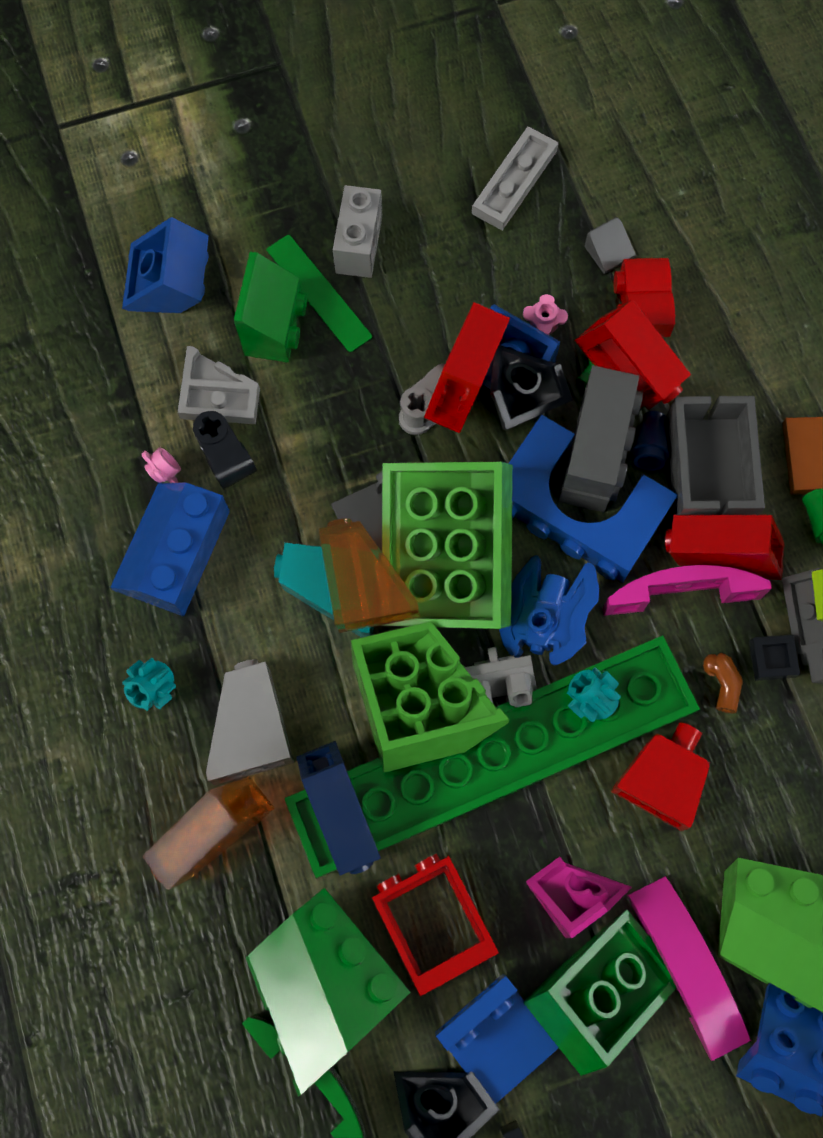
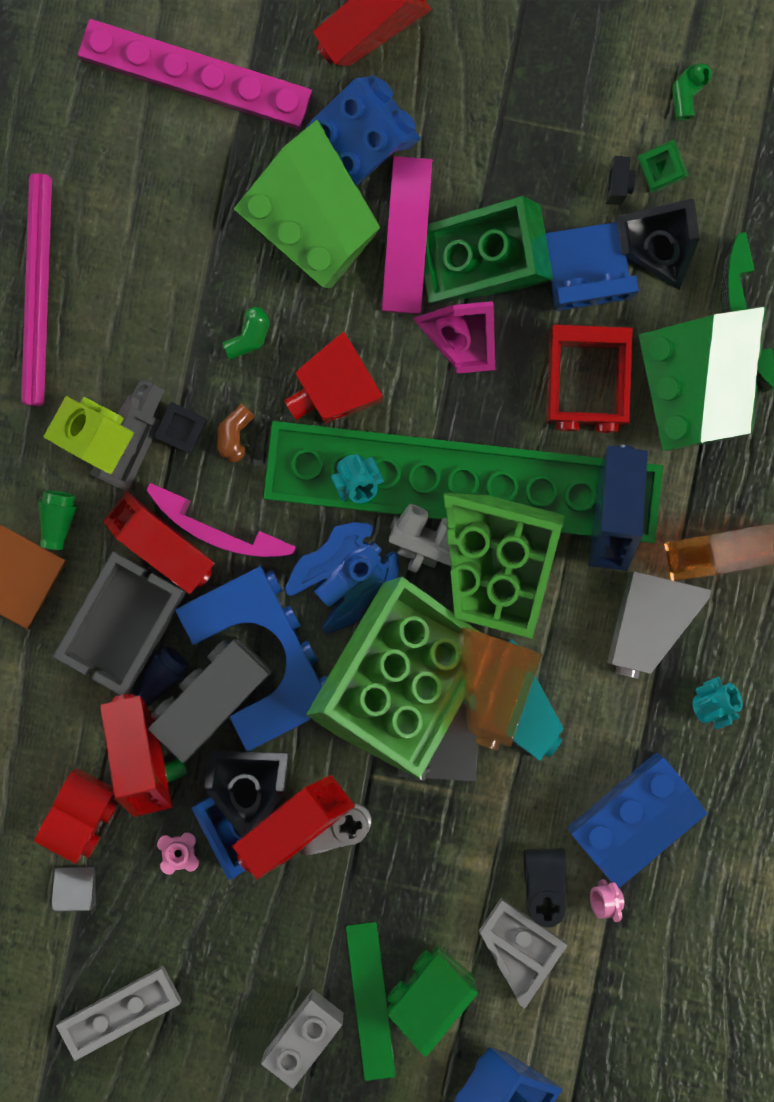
camera: 155 degrees left, 15 degrees up
(768, 782) = (252, 335): none -> green arm

